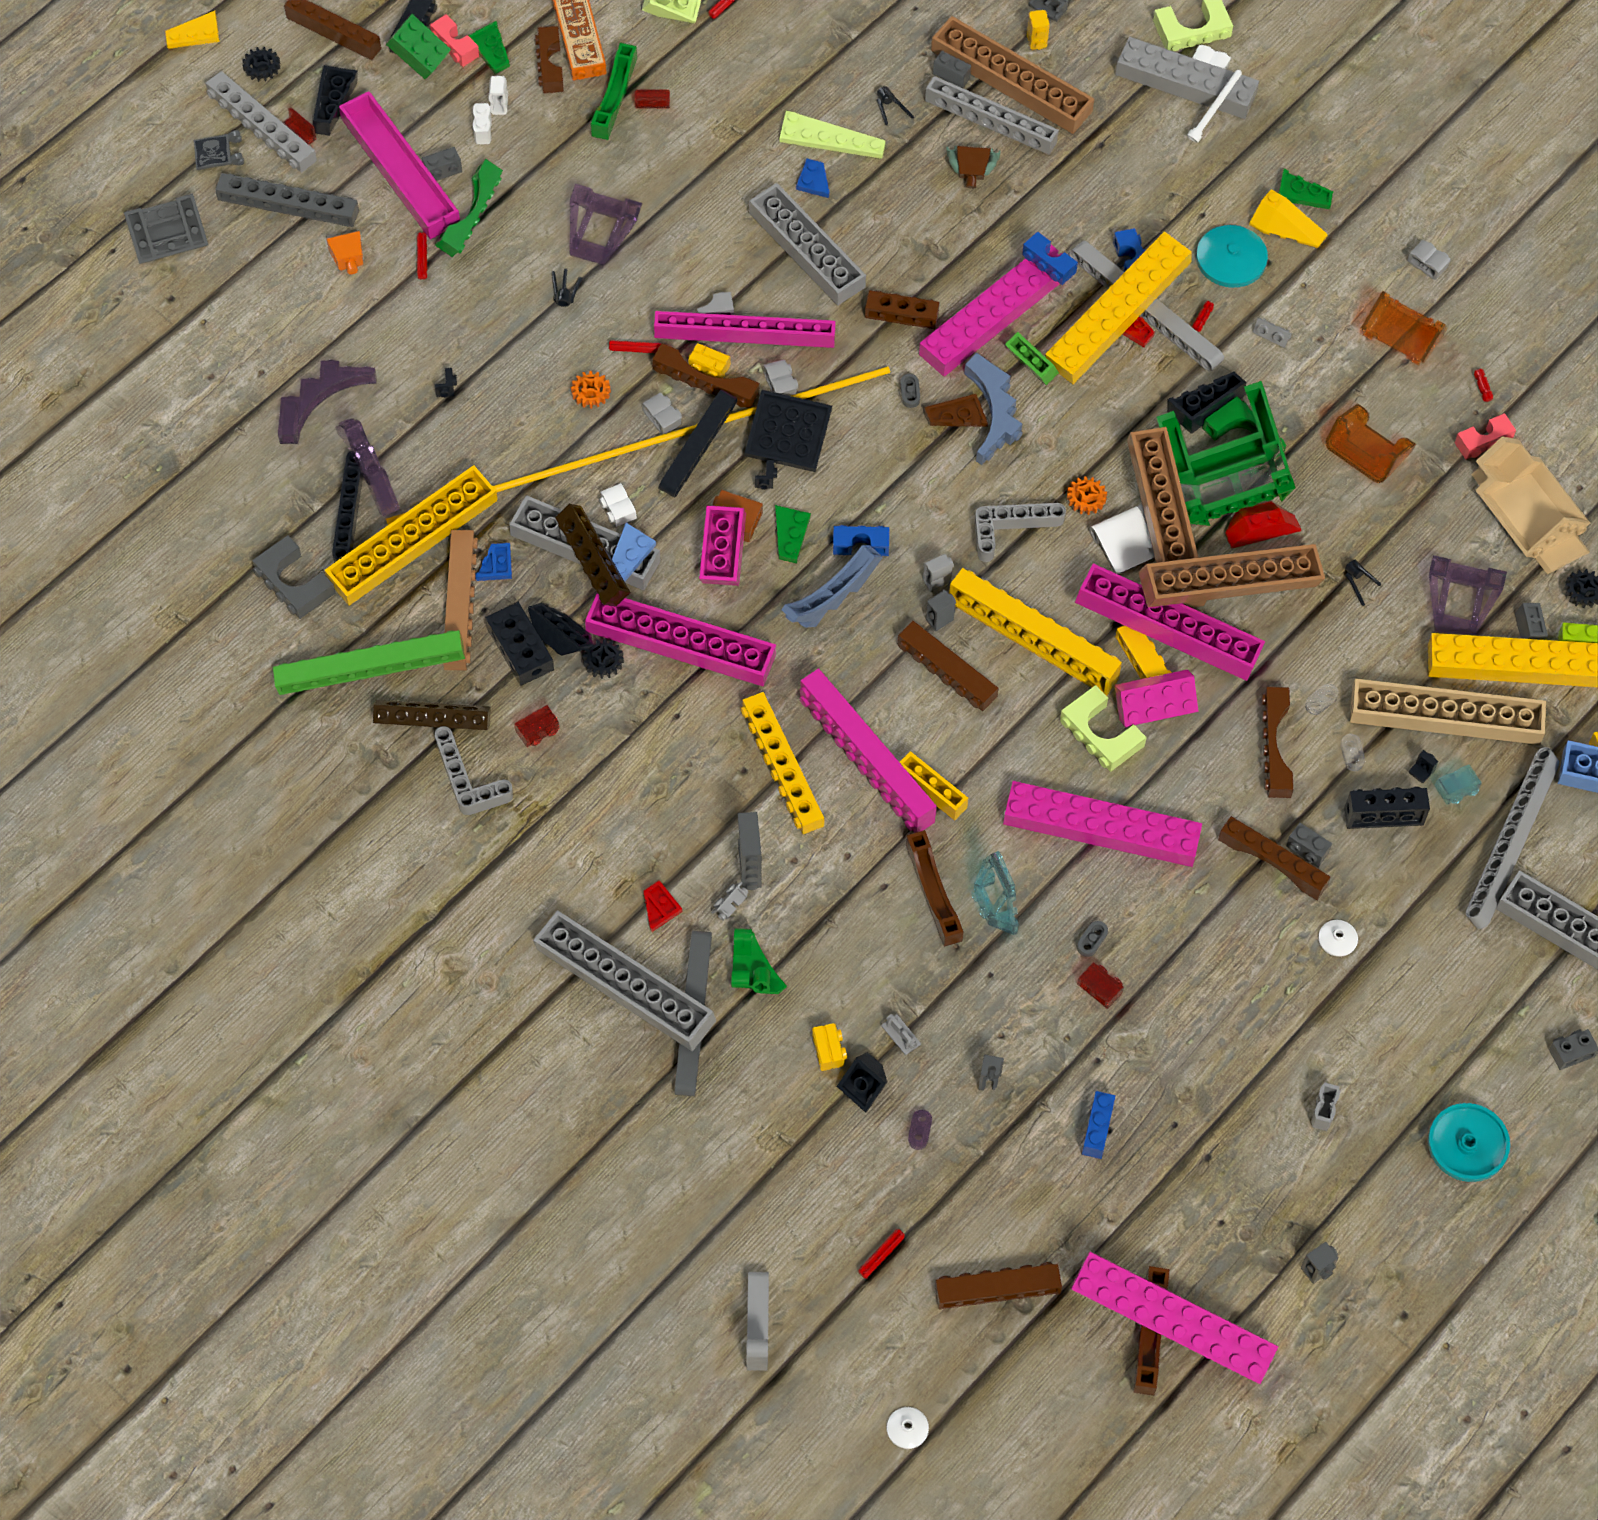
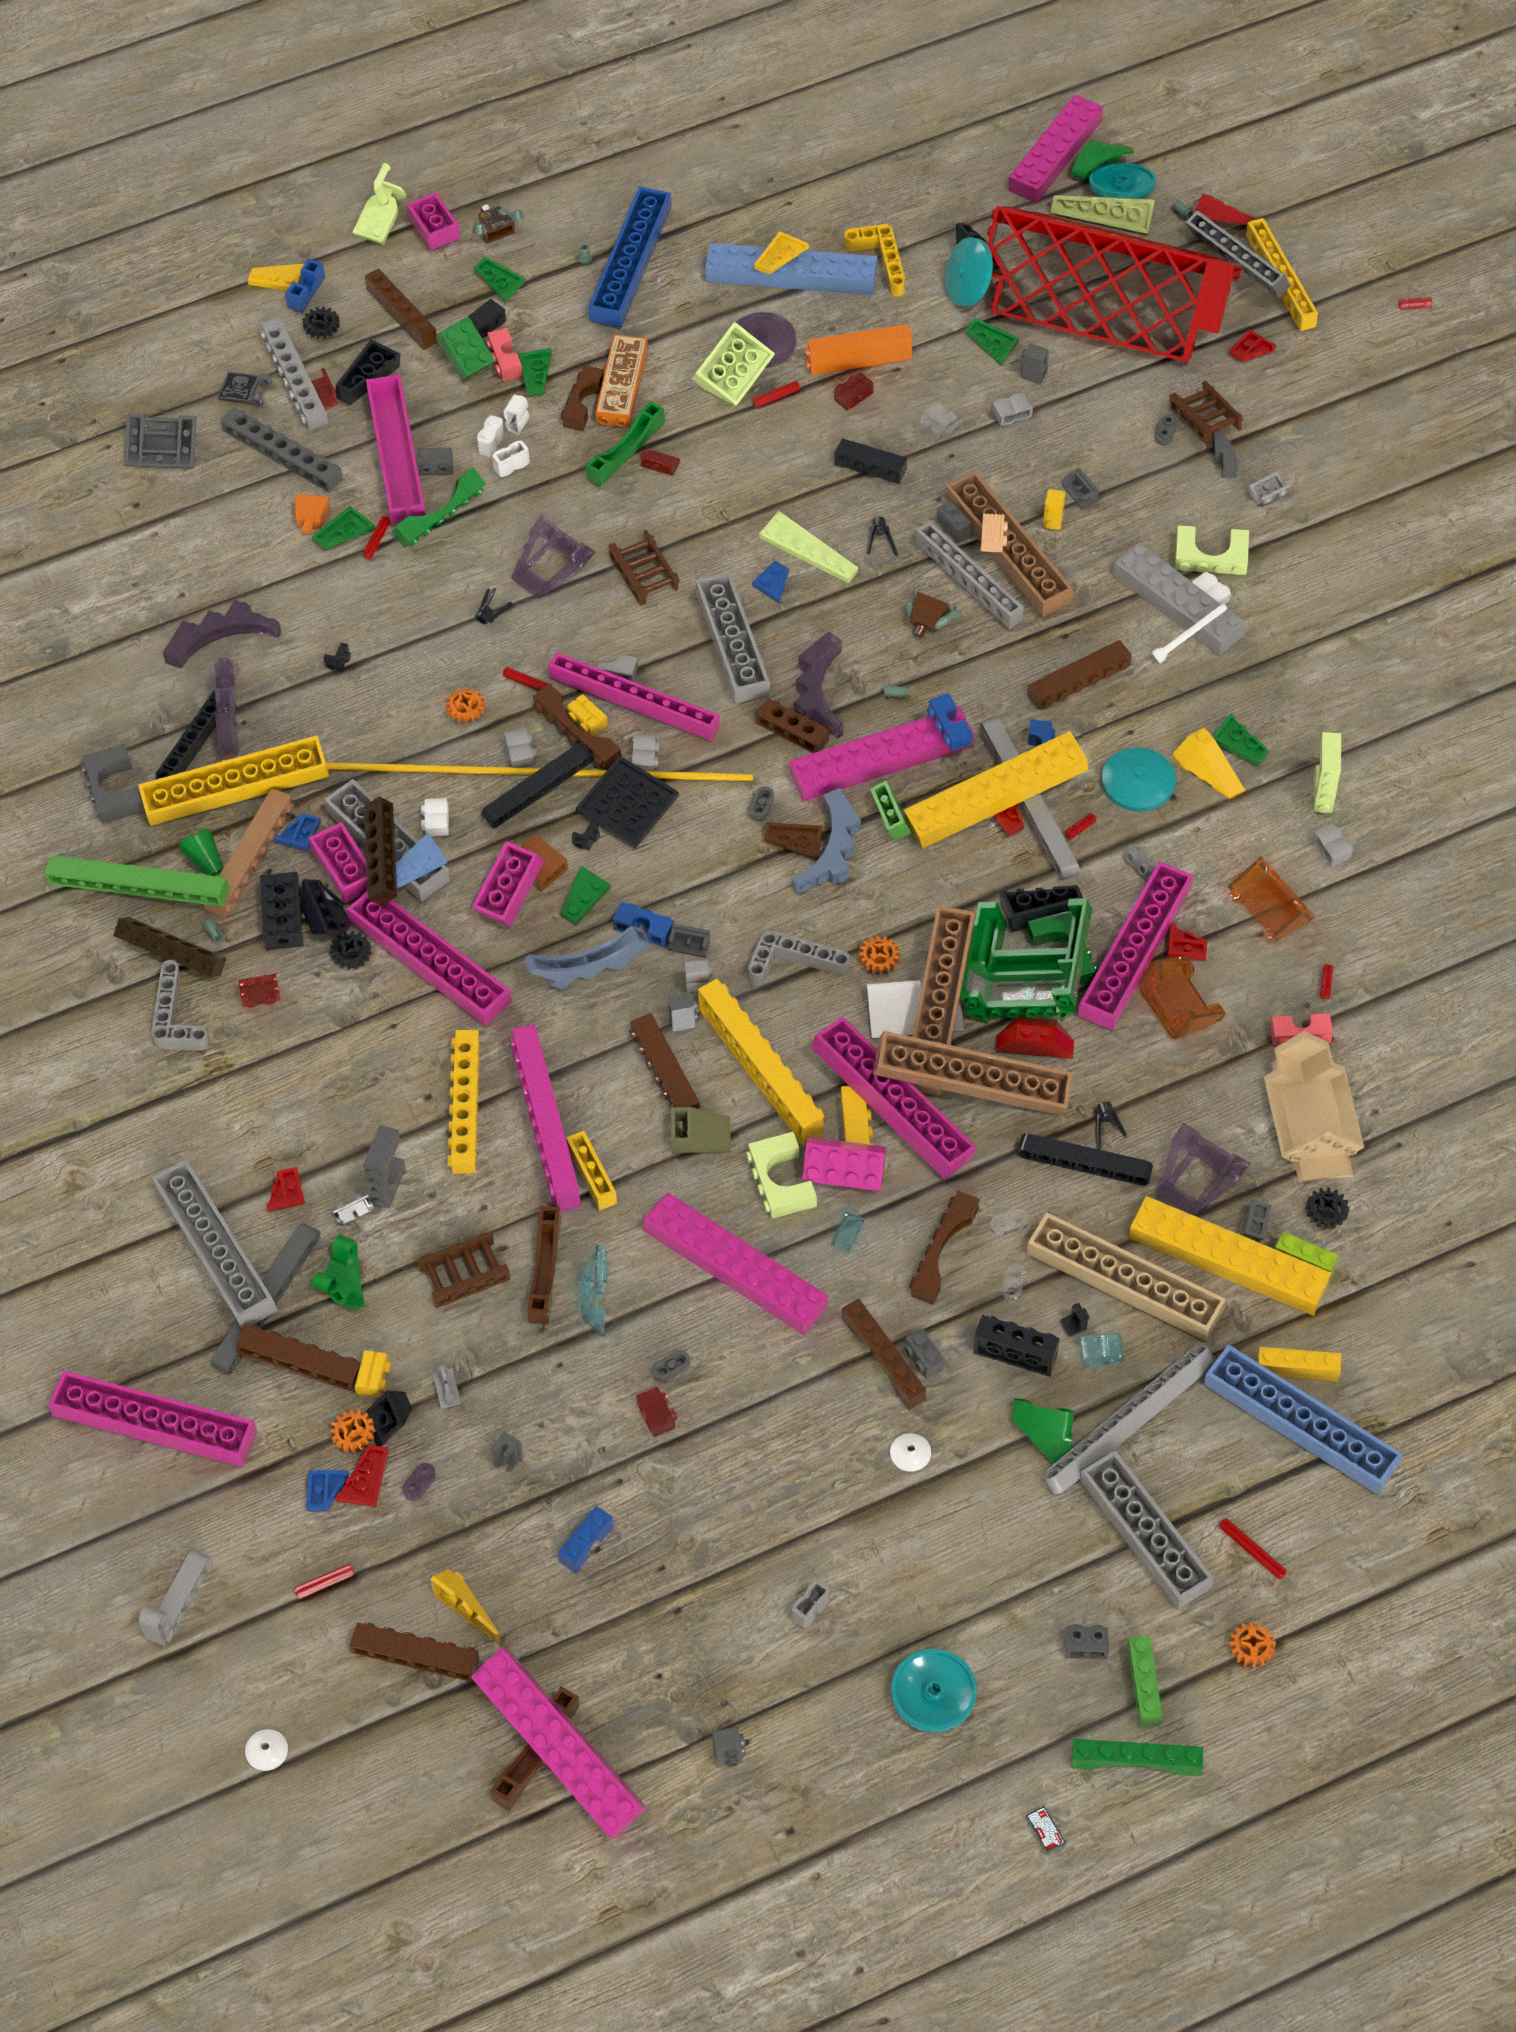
camera: 25 degrees right, 5 degrees down
(228, 37) = (311, 278): none -> blue arch
(386, 257) = (343, 528): none -> green wing
(418, 615) = (202, 852): none -> green cone
(462, 684) = (211, 926): none -> sand green pin
(513, 139) = (510, 458): none -> white brick
(554, 577) = (341, 861): none -> dark pink brick
(649, 1164) = (153, 1418): none -> dark pink brick
(685, 219) = (633, 579): none -> reddish brown fence
(755, 1056) = (298, 1357): none -> reddish brown brick
(837, 1169) = (323, 1488): none -> blue wing
(846, 1105) = (357, 1437): none -> orange gear
(847, 36) = (870, 461): none -> black brick
(867, 937) = (472, 1285): none -> reddish brown fence
(872, 1145) = (366, 1480): none -> red wing
(899, 265) = (814, 664): none -> clear purple arch
(910, 541) = (689, 940): none -> dark grey hinge
(977, 246) = (895, 691): none -> sand green pin
(999, 69) = (992, 533): none -> light nougat brick
(1008, 715) = (699, 1131): none -> olive slope
(1015, 1222) = (456, 1594): none -> yellow wedge
(1134, 177) = (1079, 675): none -> reddish brown brick
(1185, 758) = (847, 1231): none -> clear light blue tile
(1308, 408) = (1135, 946): none -> dark pink brick
(1348, 394) = (1186, 944): none -> red wing
(1358, 619) = (1085, 1159): none -> black beam
(1402, 202) = (1327, 773): none -> yellowish green arch
(1447, 872) = (1045, 1427): none -> green panel

